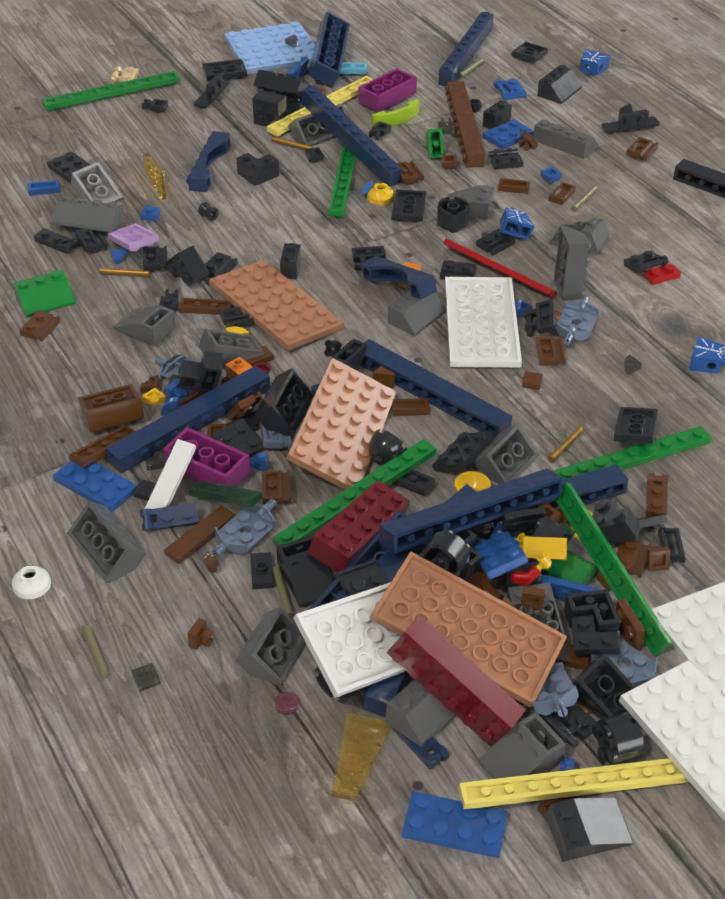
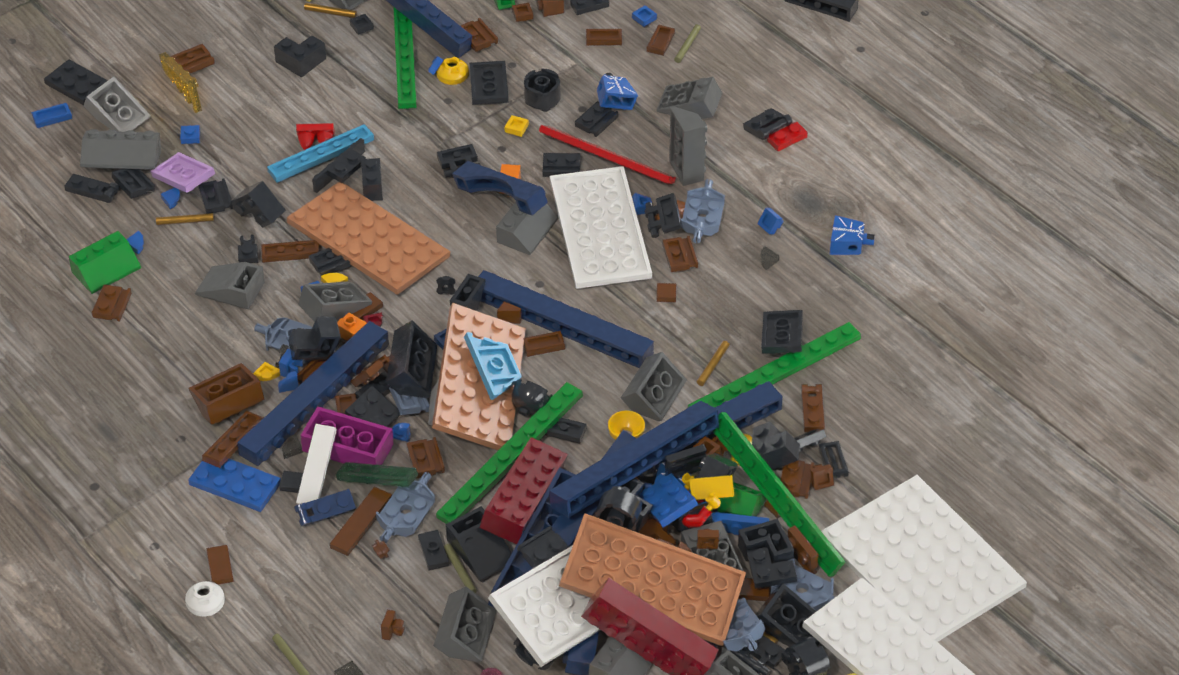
camera: 10 degrees left, 5 degrees up
(56, 553) = (220, 564): none -> reddish brown tile
(77, 283) = (136, 242): none -> blue tile
(105, 542) = (268, 545): dark grey slope -> none
(150, 384) = (258, 358): reddish brown tile -> none
(171, 162) = (194, 58): none -> reddish brown plate
(208, 211) = (263, 122): black bush -> none
(216, 146) = (235, 74): dark blue arch -> none
(220, 264) = (292, 194): black plate -> none
(253, 238) = (318, 153): none -> dark azure plate
(258, 222) = (307, 133): none -> red tile
(265, 249) = (342, 167): none -> black bracket
(358, 413) = (494, 364): none -> dark azure wing
(425, 238) = (516, 125): none -> yellow plate
(463, 451) = (609, 389): black plate -> none
(479, 200) = (566, 62): dark grey slope -> none
(637, 335) = (770, 221): none -> blue tile

